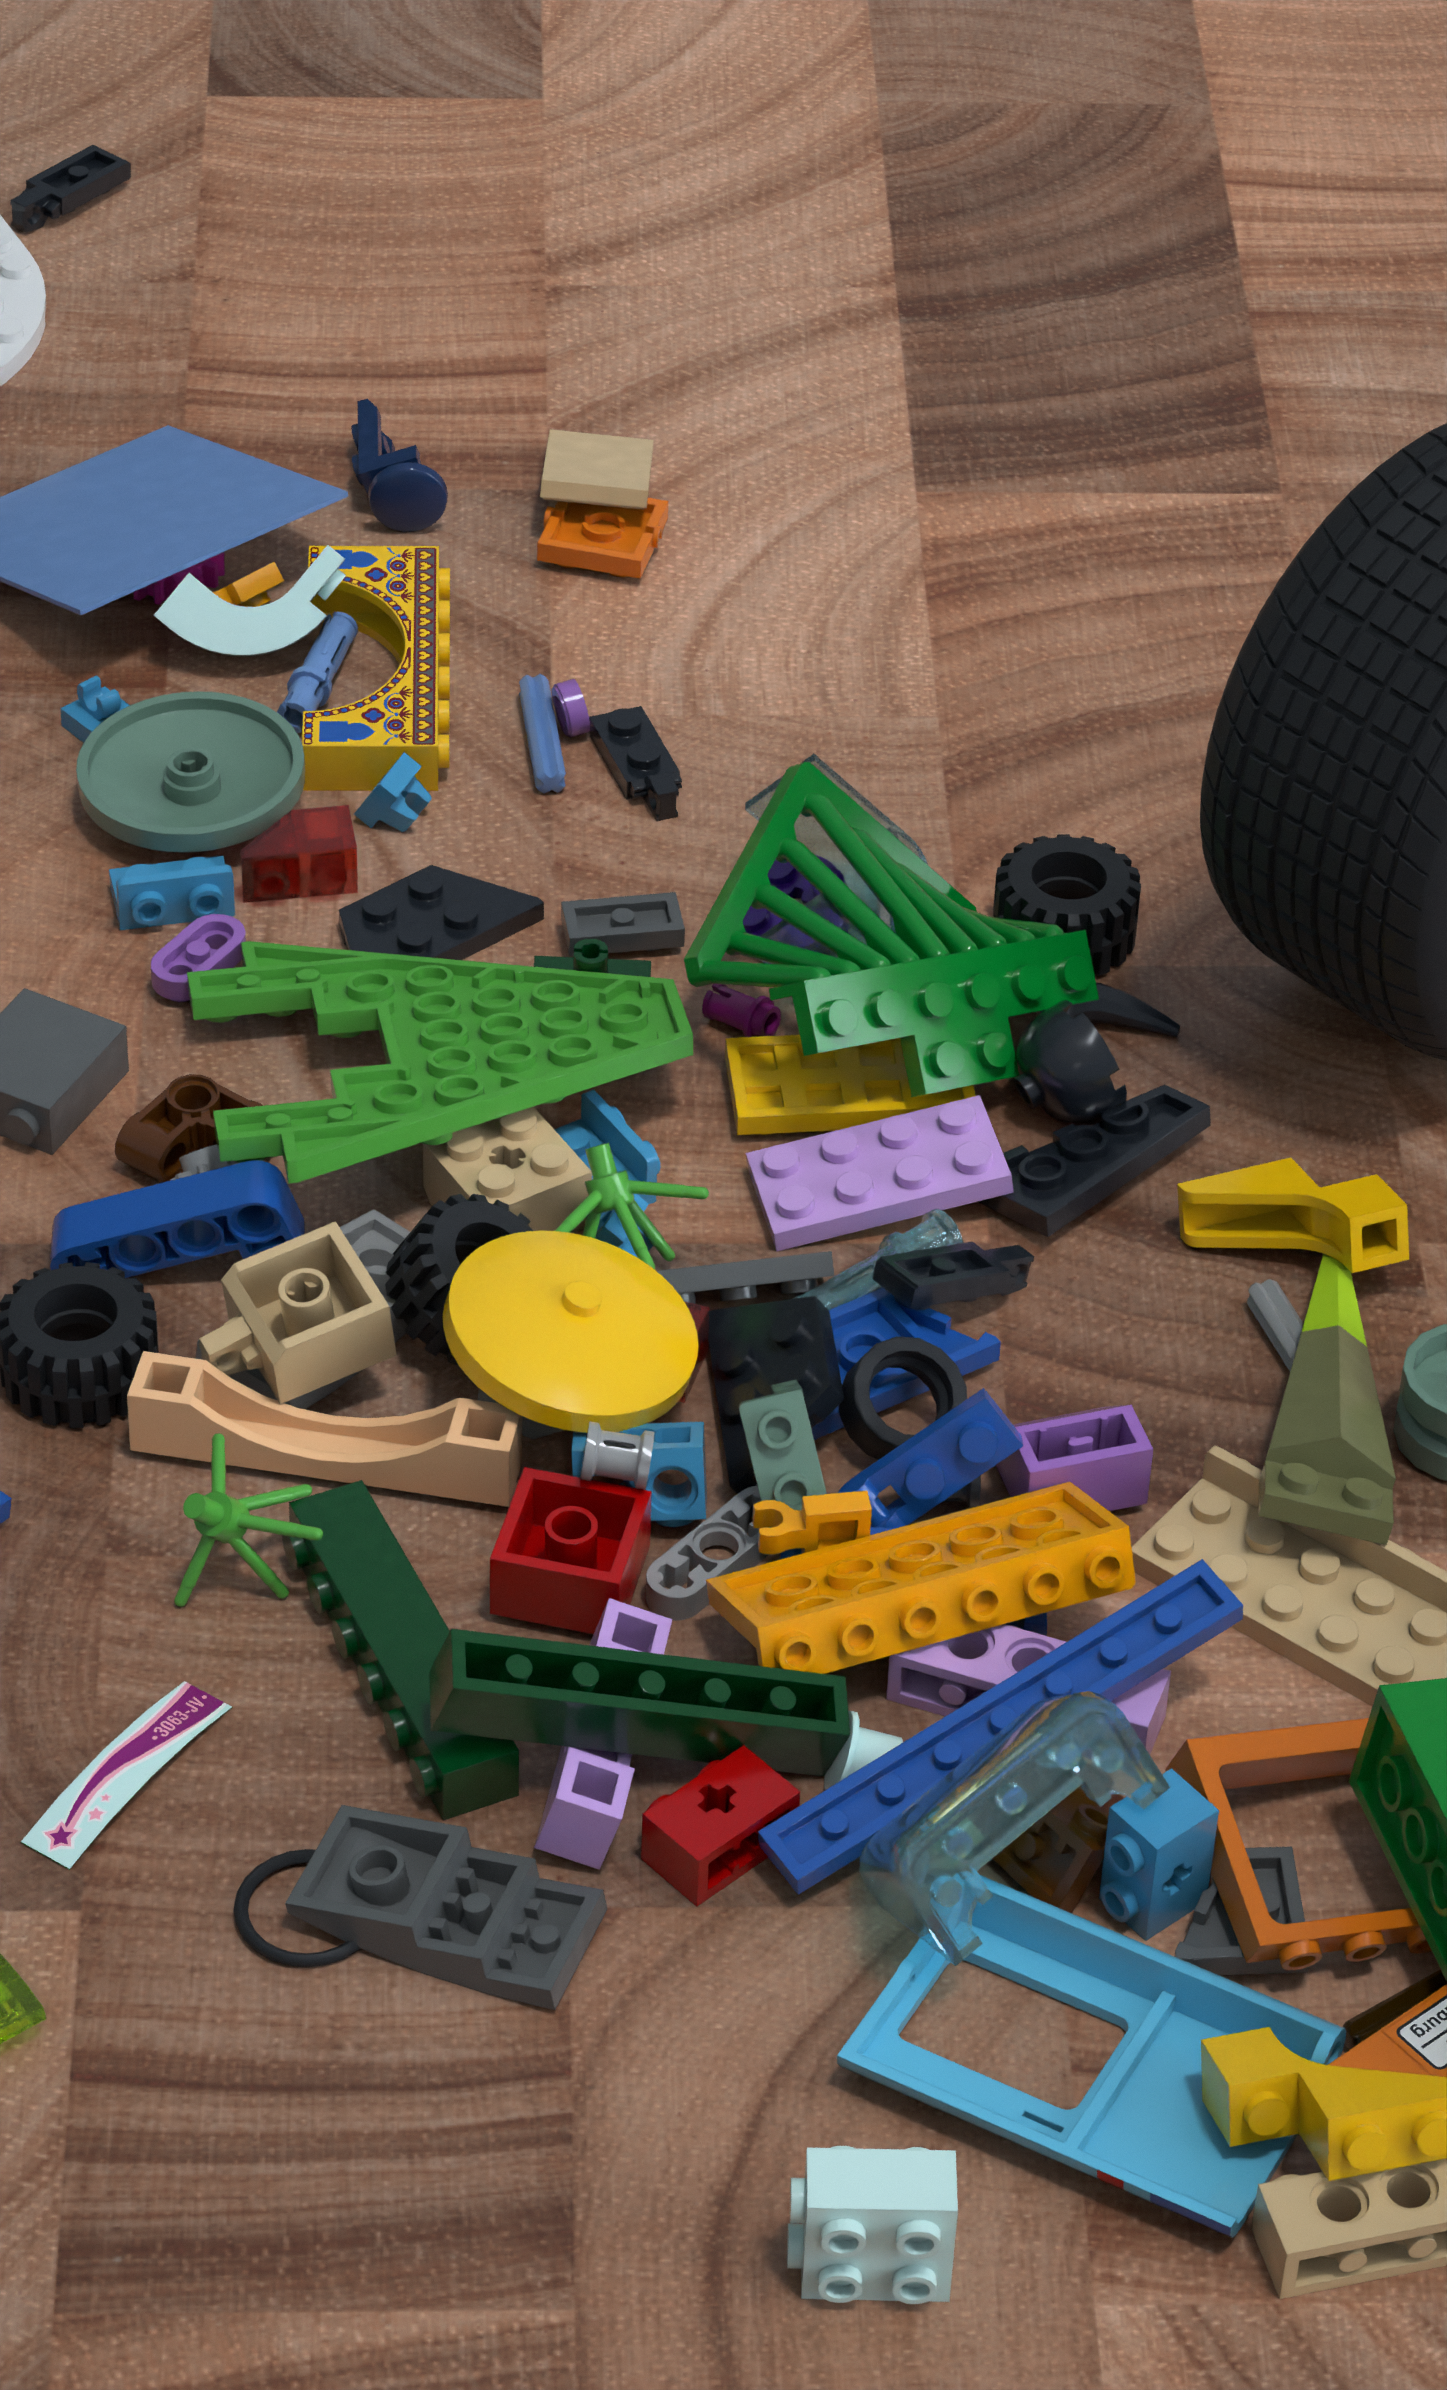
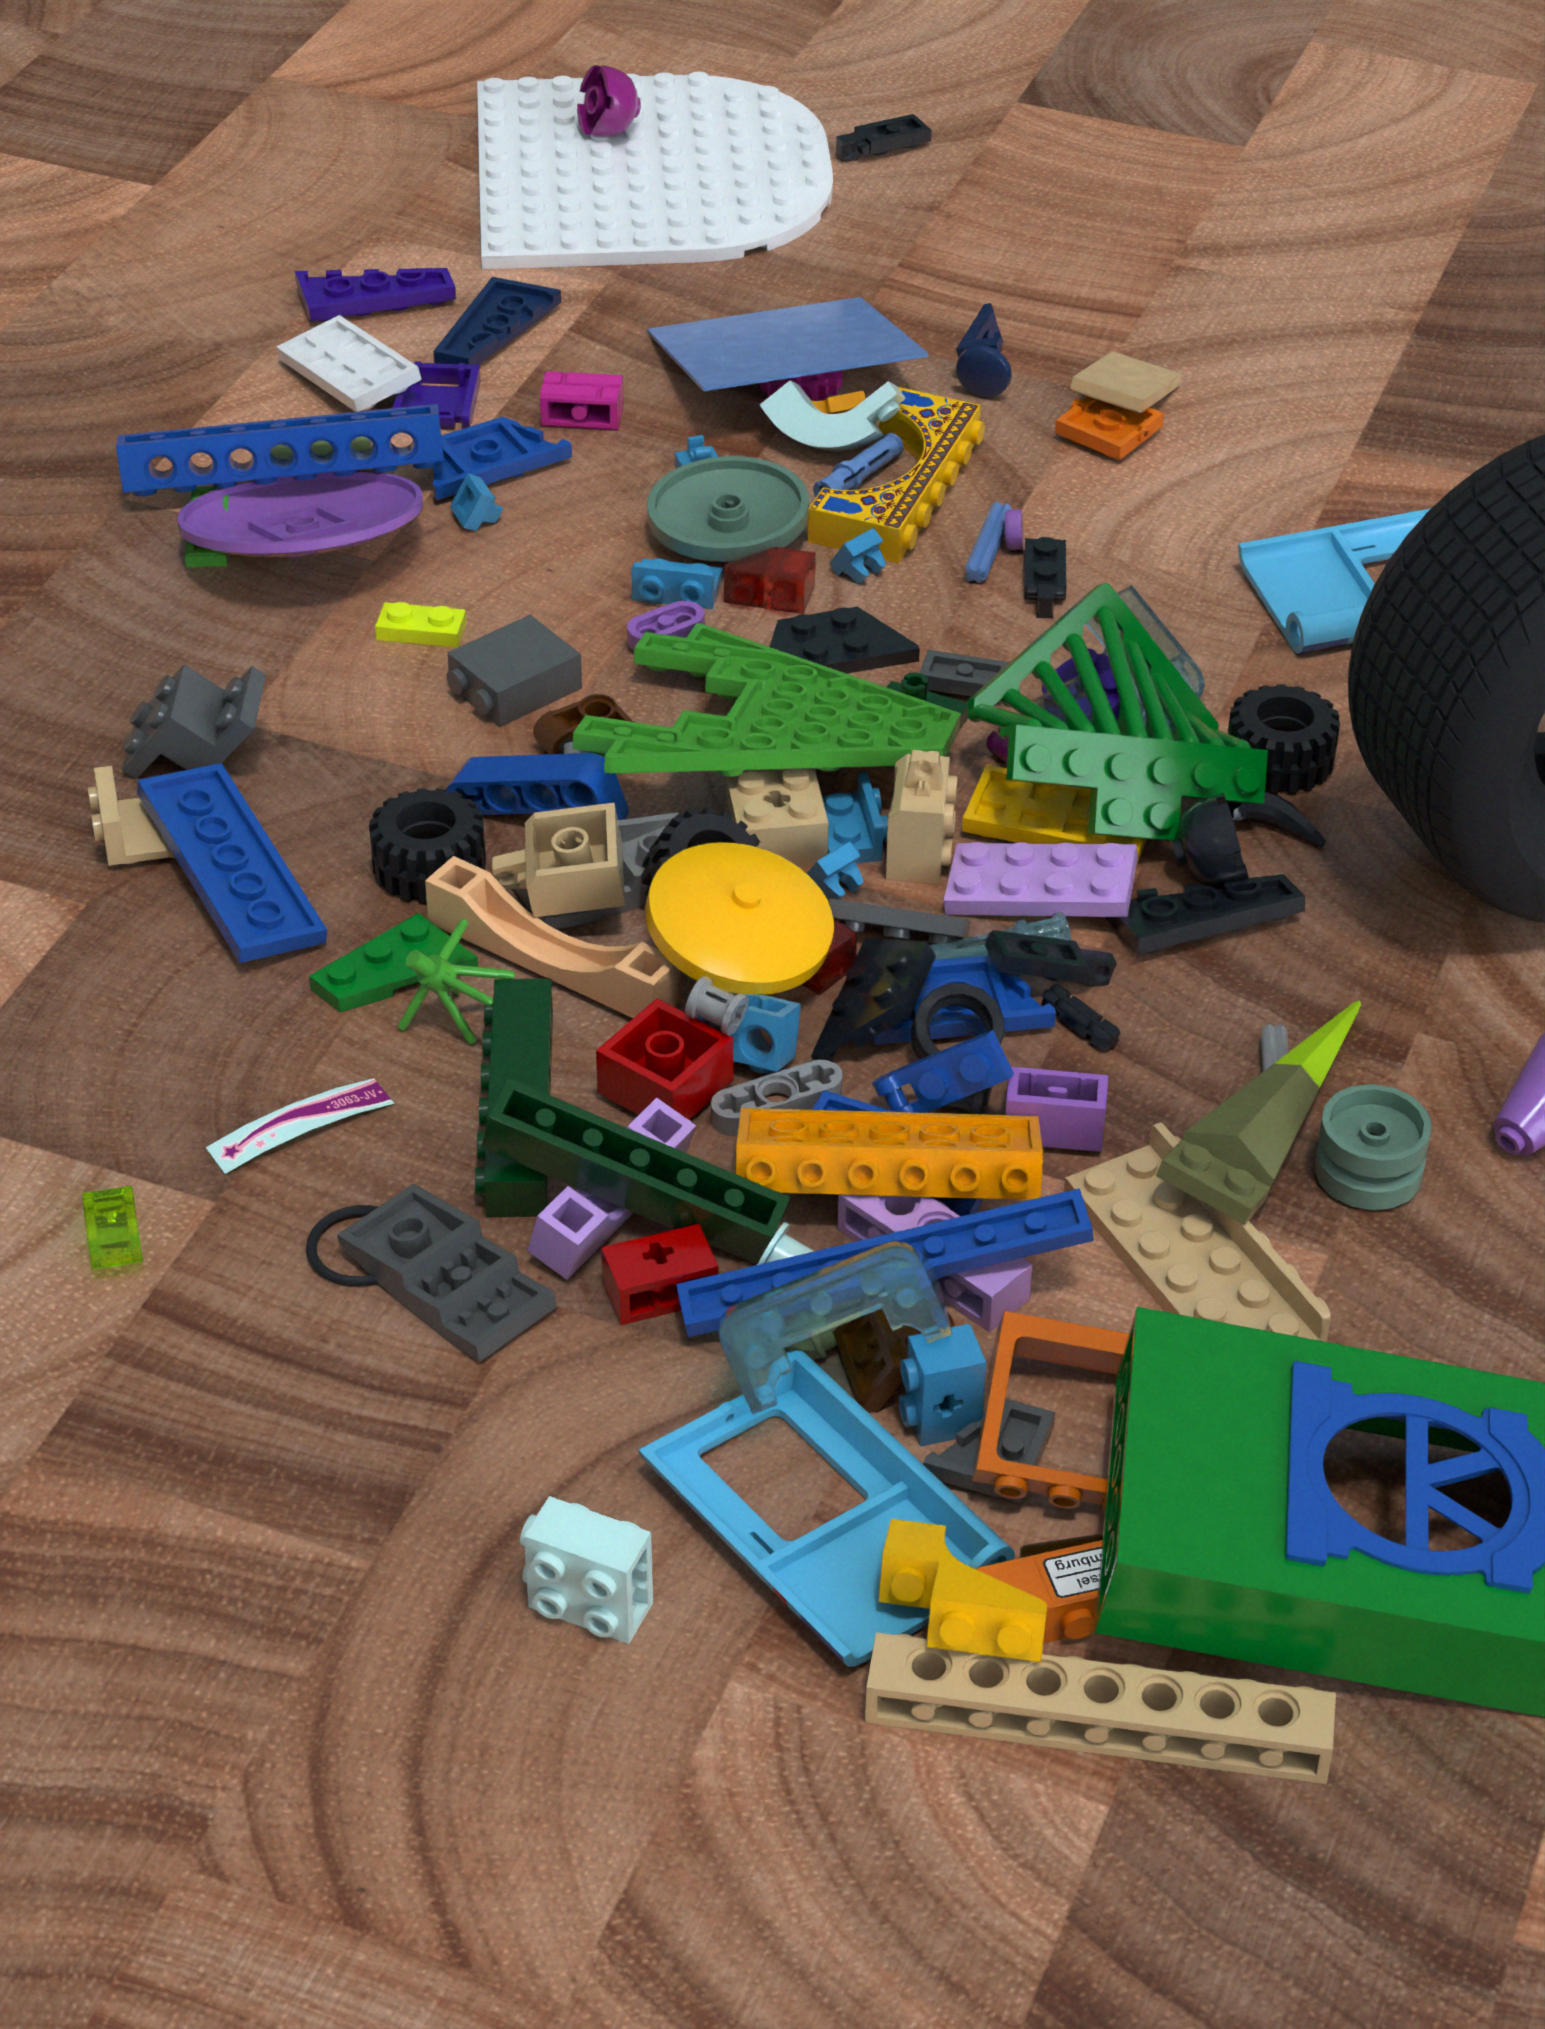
camera: 25 degrees right, 0 degrees up
(113, 1519) = (380, 966): none -> green wing
(614, 1191) = (827, 837): bright green plant -> none
(698, 1130) = (921, 818): none -> tan hinge
(782, 1445) = (844, 1041): sand green bracket -> none
(819, 1523) = (839, 1092): light orange plate -> none
(1013, 711) = (1317, 577): none -> medium azure piece
(1026, 1339) = (1081, 1018): none -> black axle
(1285, 1209) = (1314, 979): yellow arch -> none

